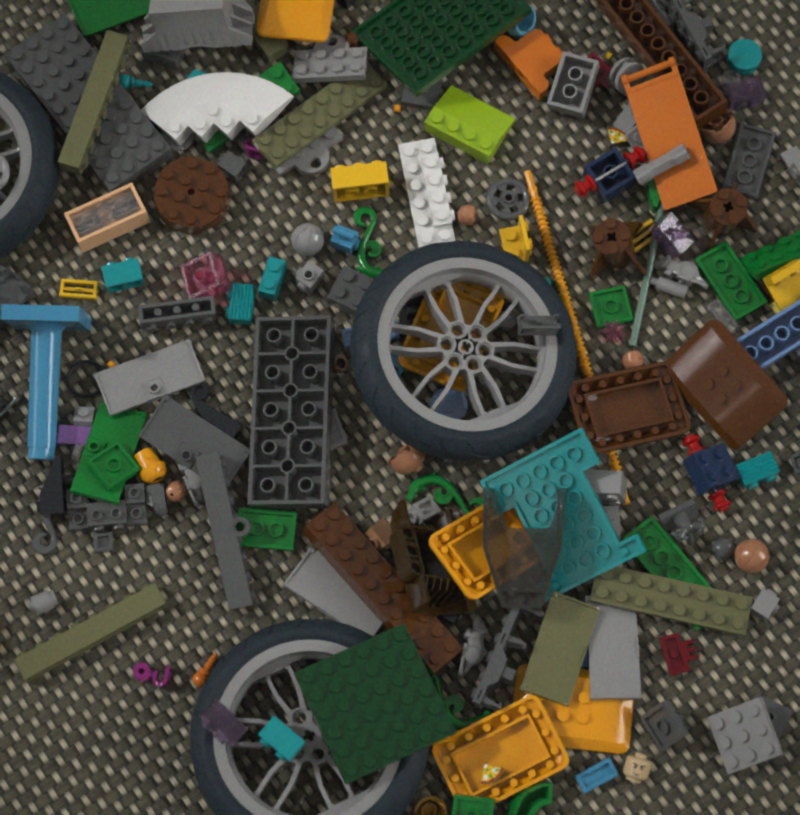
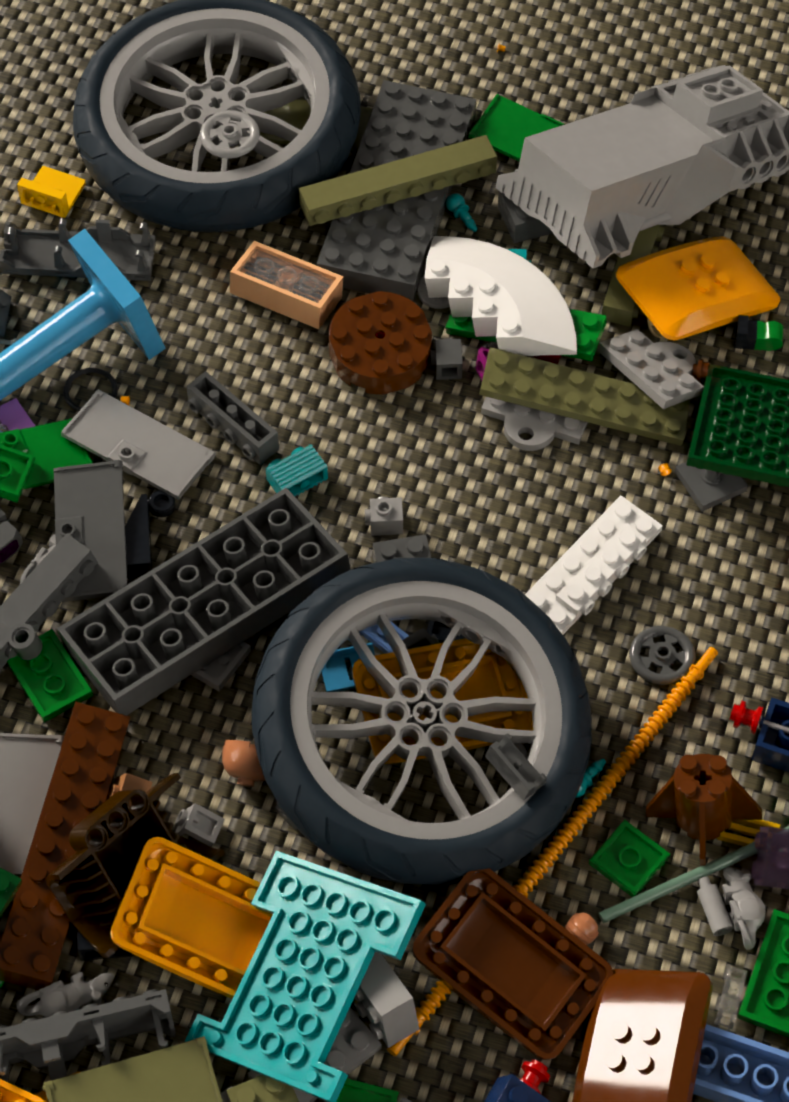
camera: 50 degrees right, 15 degrees down
(76, 289) = (195, 331): yellow tile -> none
(84, 416) = (43, 412): light grey plate -> none
(122, 275) = (234, 342): teal brick -> none
(151, 467) = (32, 509): light orange piece -> none
(176, 491) = (21, 554): nougat piece -> none
(206, 276) = (297, 413): clear pink brick -> none
(272, 279) = (351, 481): teal brick -> none
(307, 239) = (426, 482): light grey piece -> none
(344, 239) = (460, 518): dark azure brick -> none
(360, 181) = (539, 485): yellow brick -> none
(365, 244) = (476, 545): green plant -> none
(430, 478) = (232, 798): green plant -> none
(452, 406) = (350, 760): light blue tile -> none
(467, 215) = (601, 623): nougat piece -> none
(468, 124) = (714, 551): lime slope -> none
(516, 239) = (615, 696): yellow bracket -> none
(521, 557) = (211, 953): clear smoke windscreen -> none
(611, 333) = (601, 881): clear pink plant -> none

